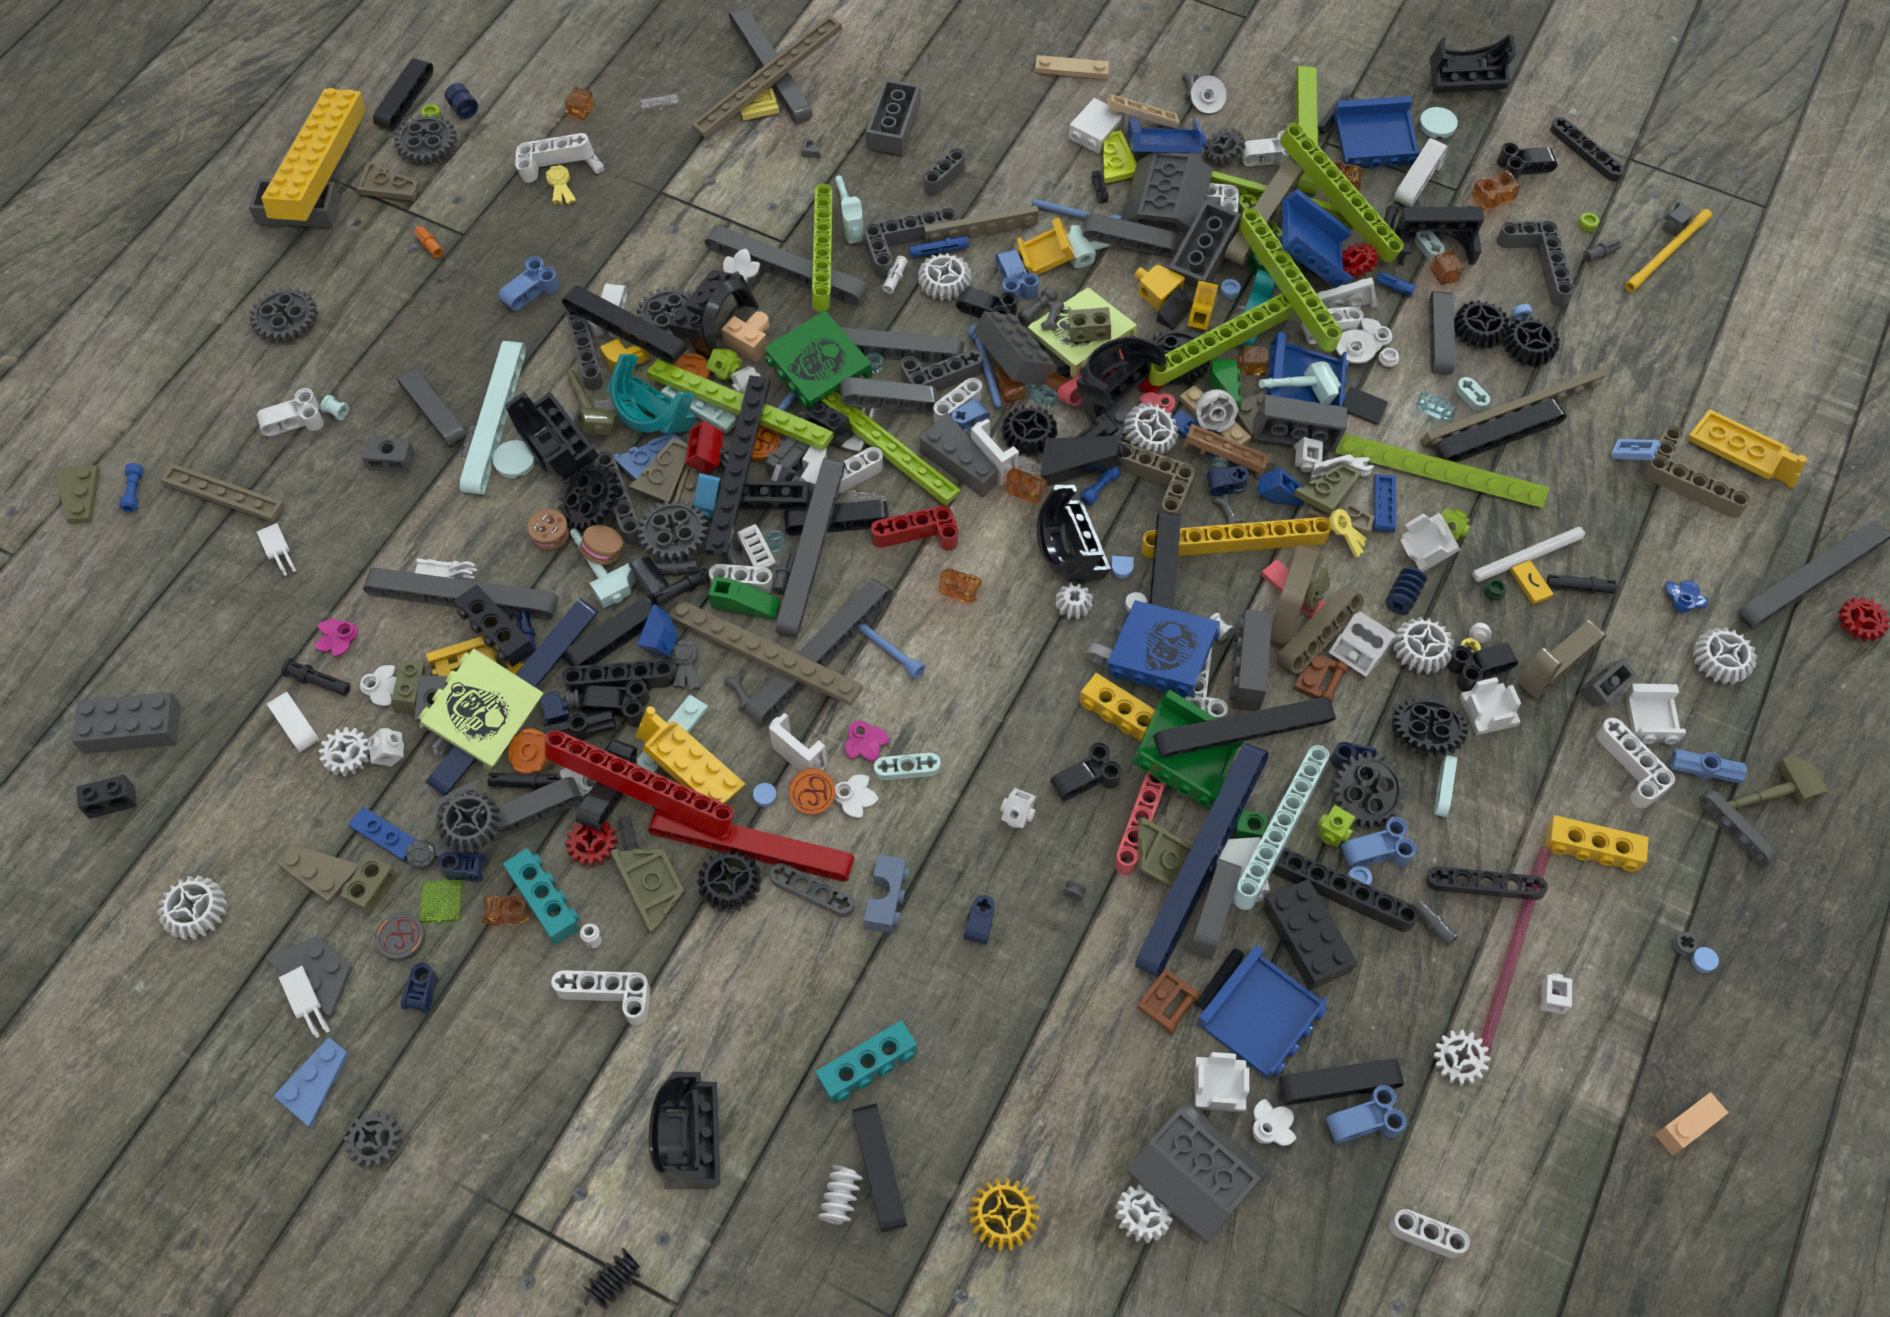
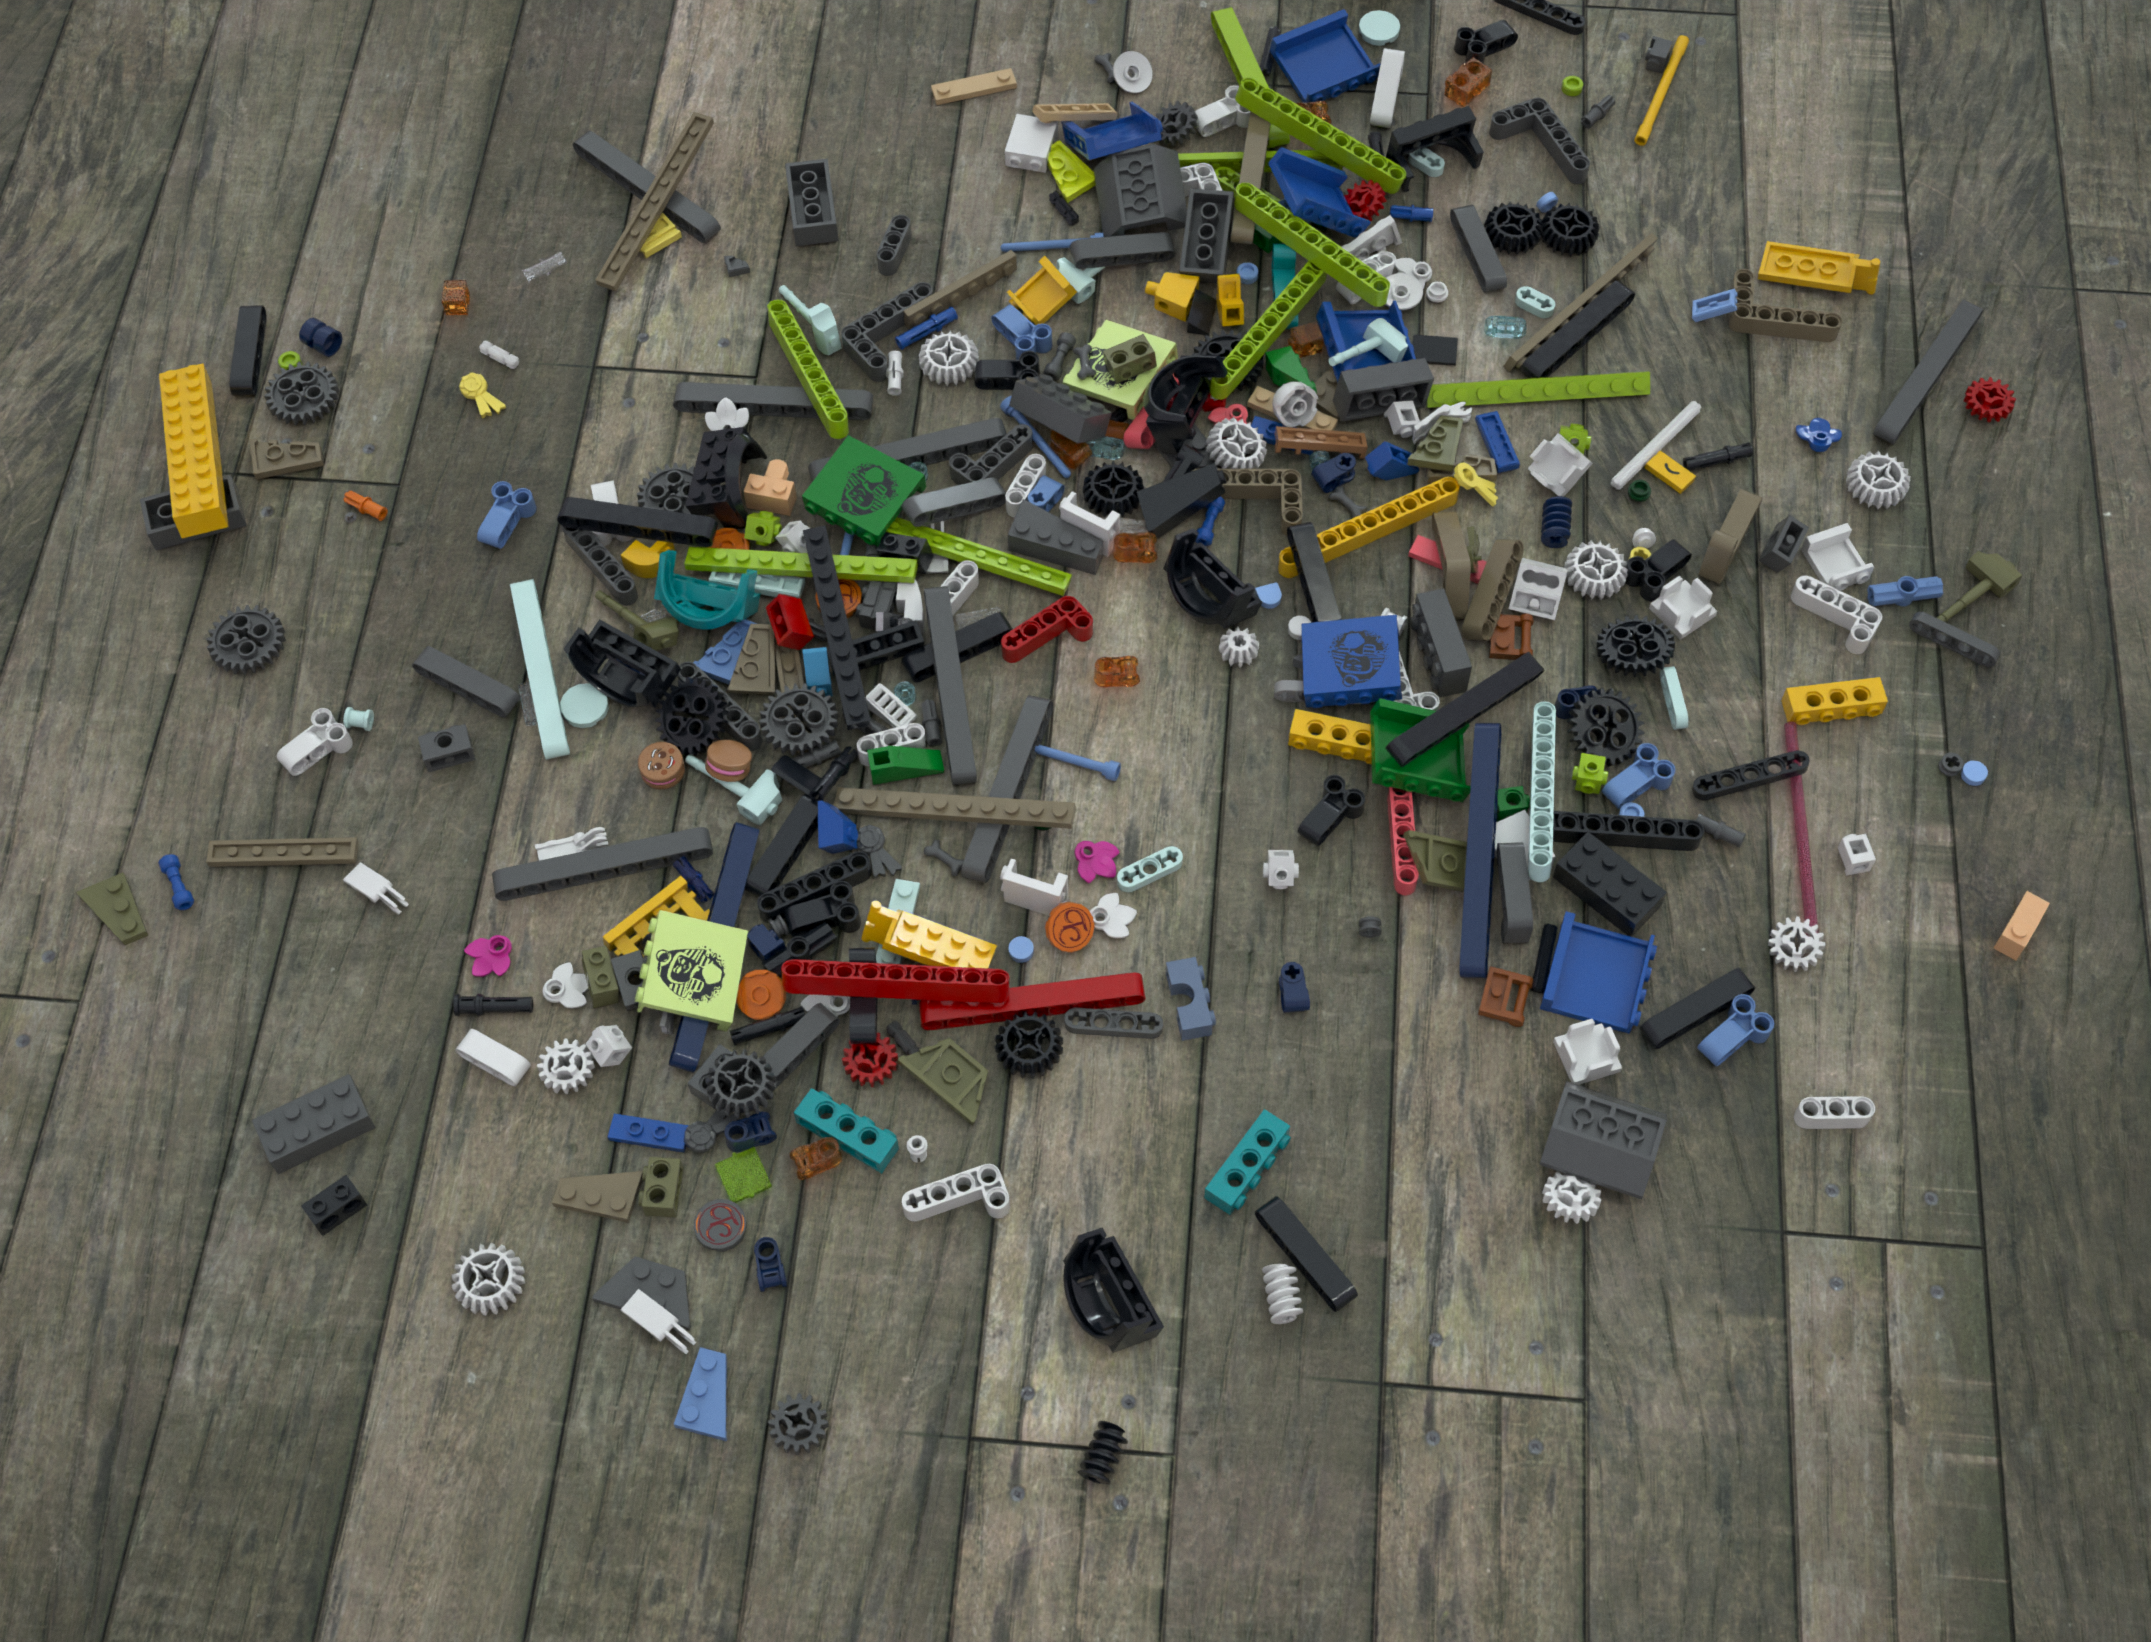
camera: 20 degrees left, 0 degrees up
(477, 601) = (633, 862): black brick -> none
(550, 152) = (455, 361): white beam -> none
(1015, 1211) = (1458, 1235): yellow gear -> none
(1275, 1121) = (1651, 1071): white plate -> none
(1446, 267) = (1454, 179): clear orange brick -> none

